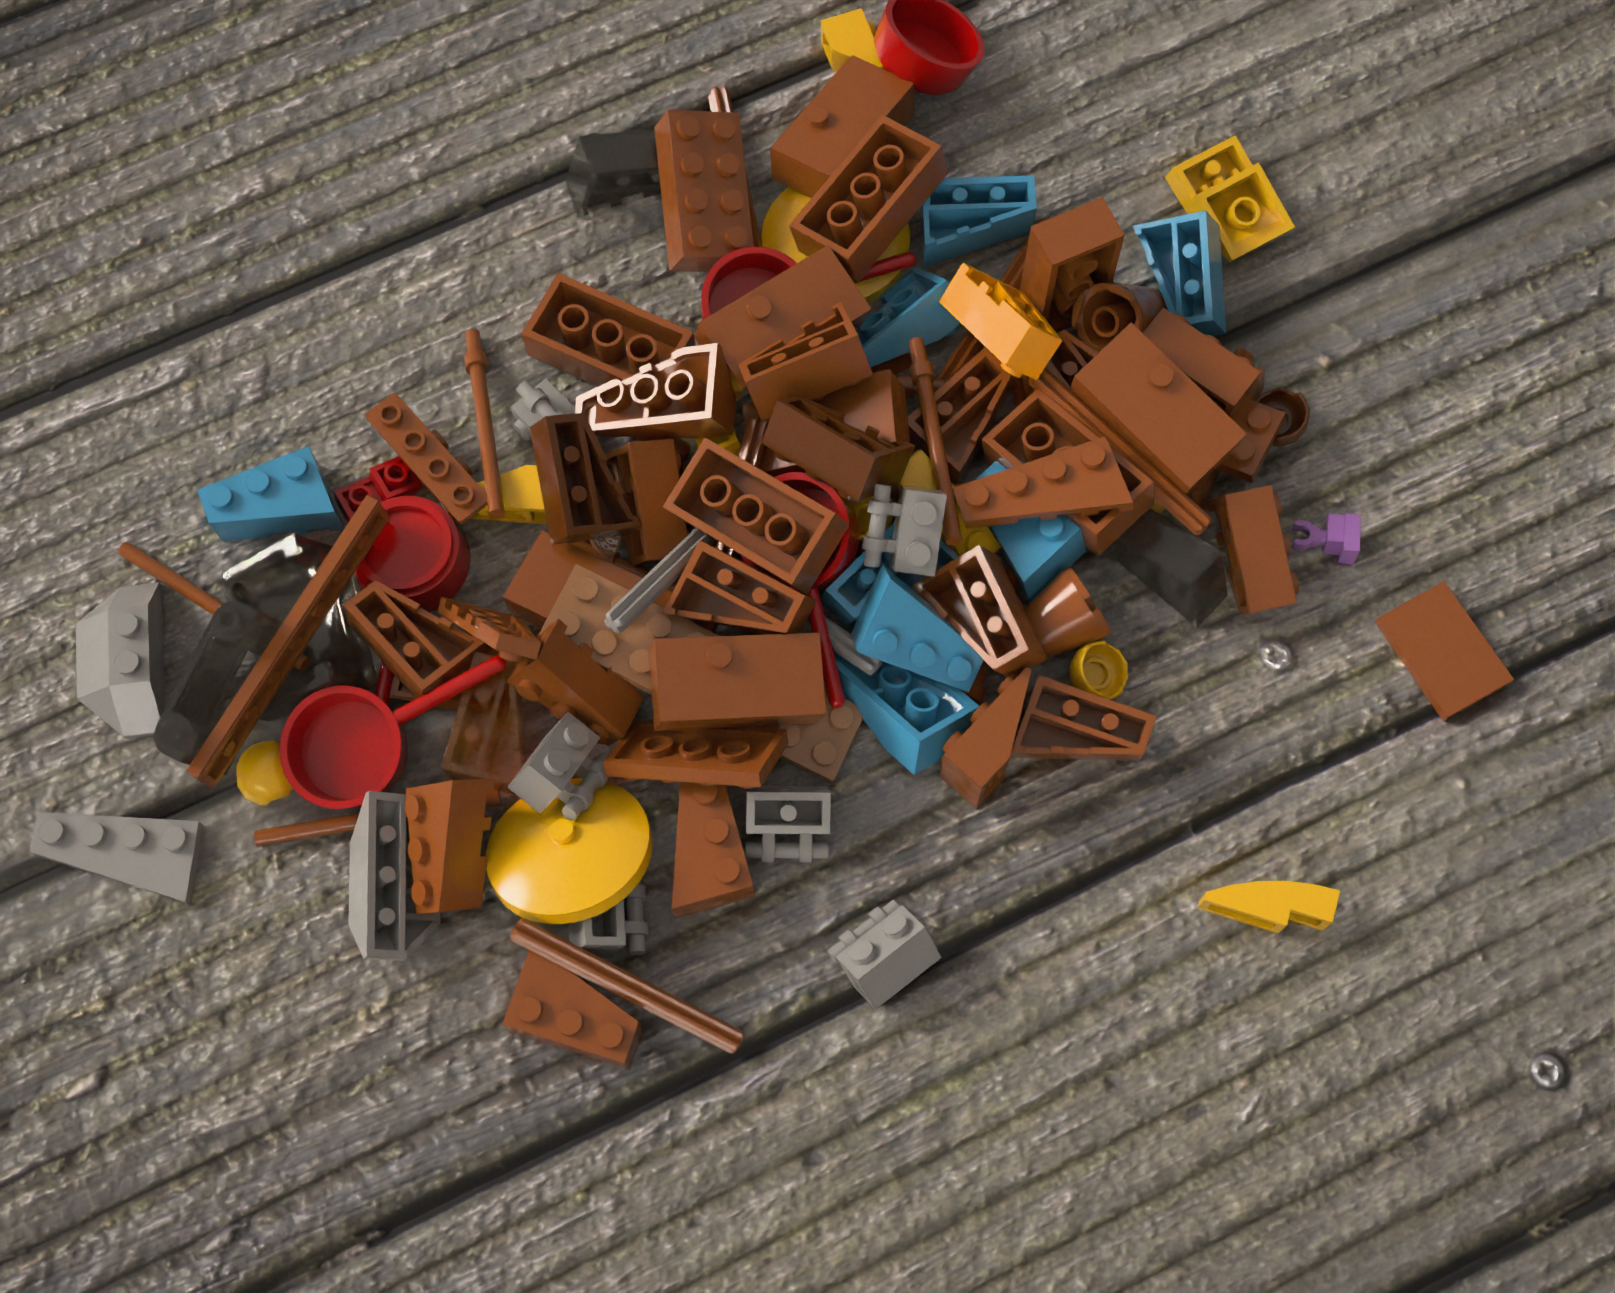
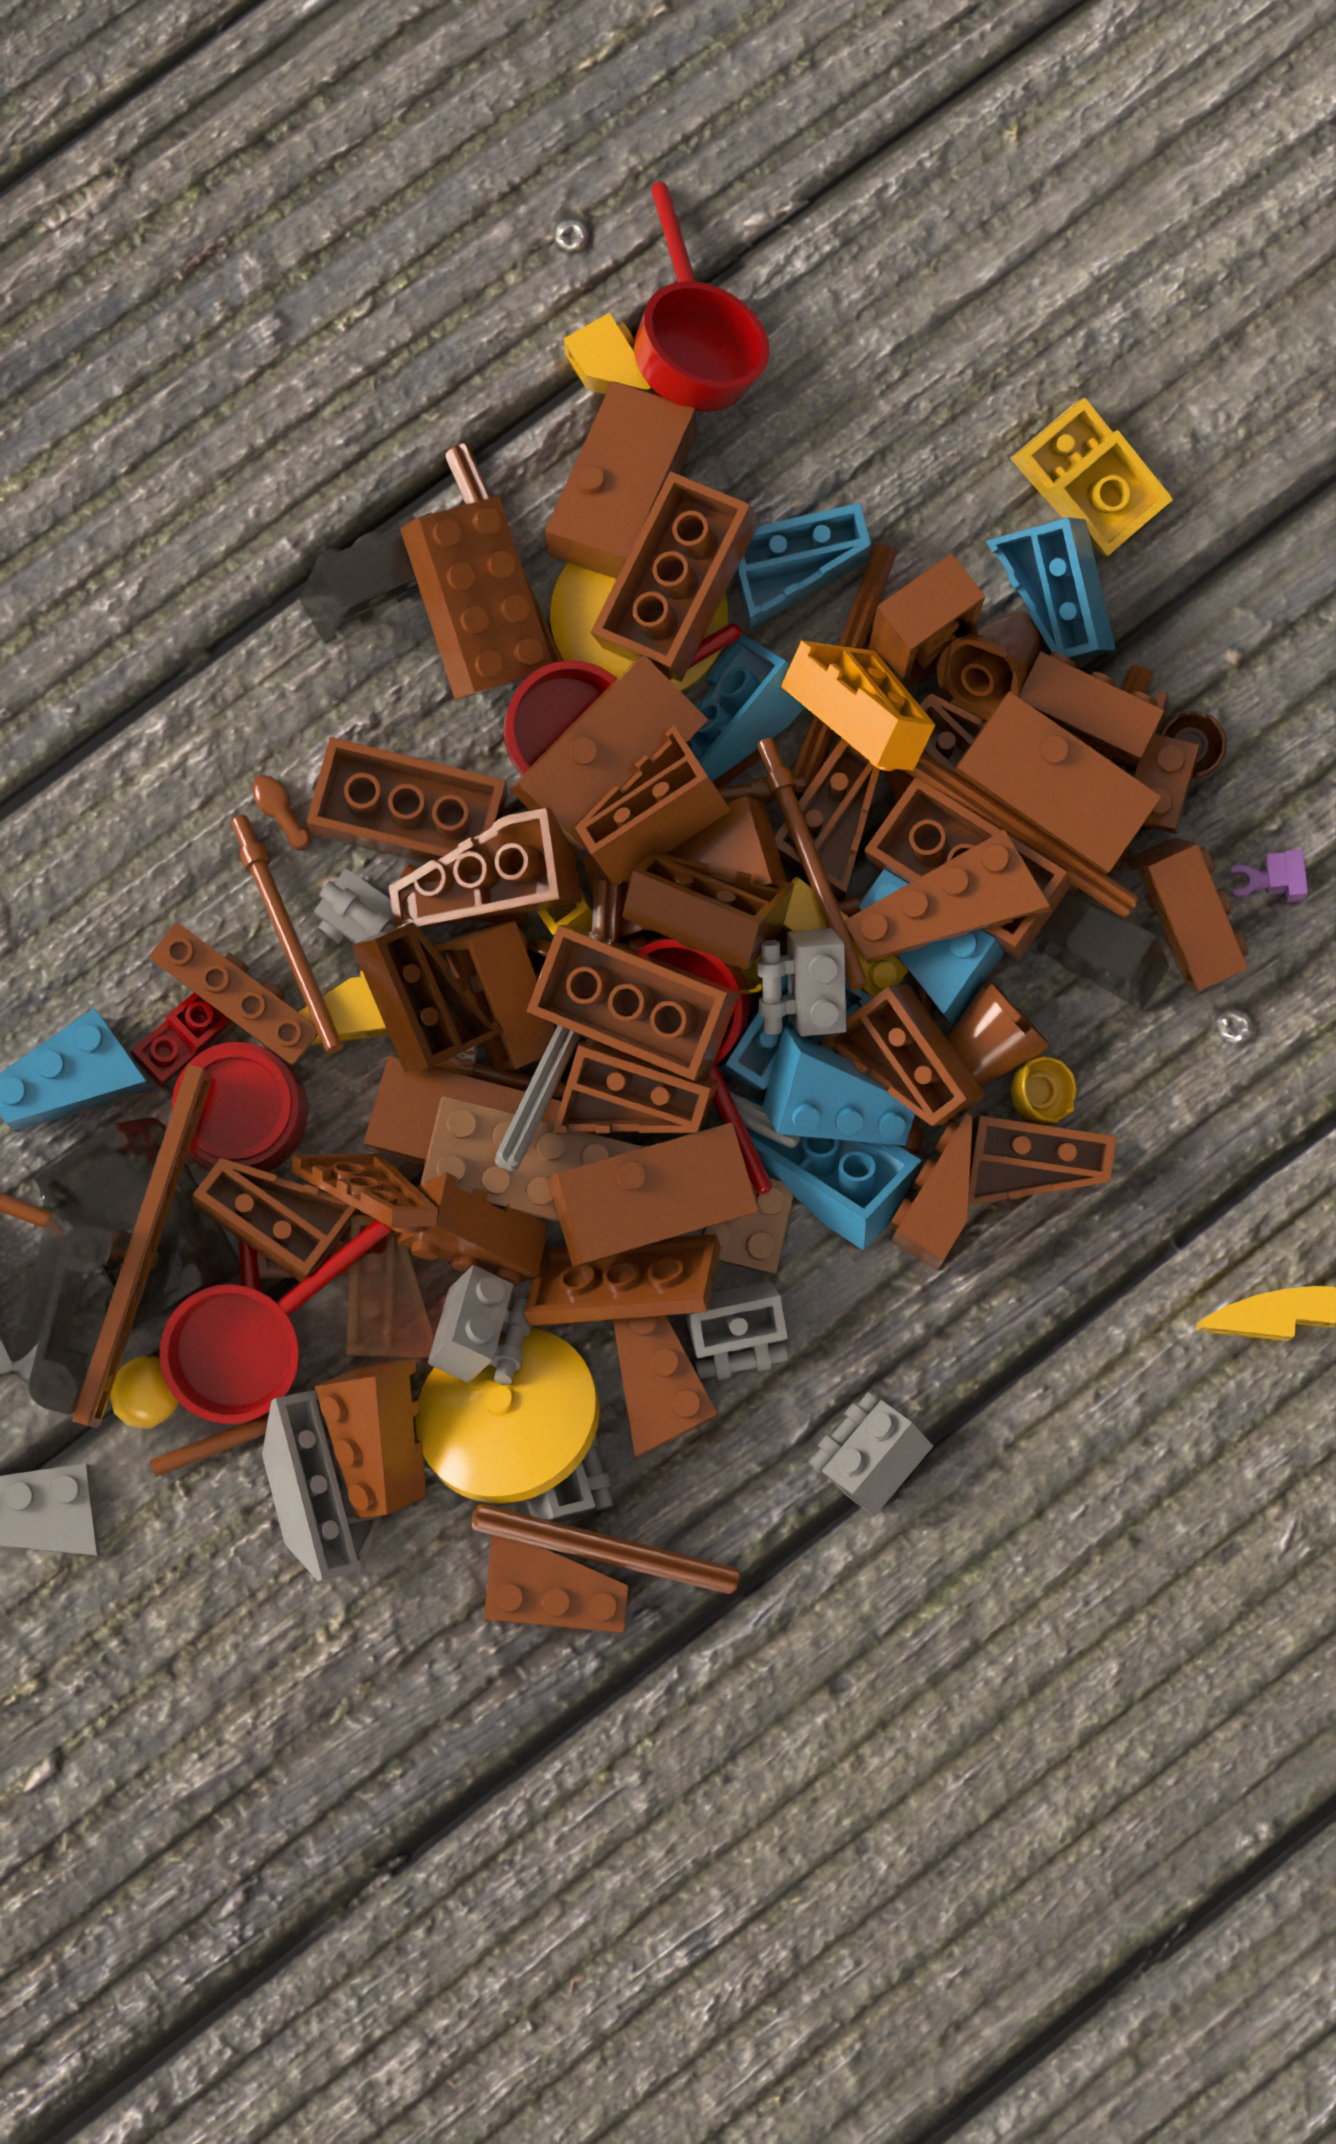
camera: 15 degrees left, 10 degrees up
(505, 326) = (275, 802): none -> dark orange piece

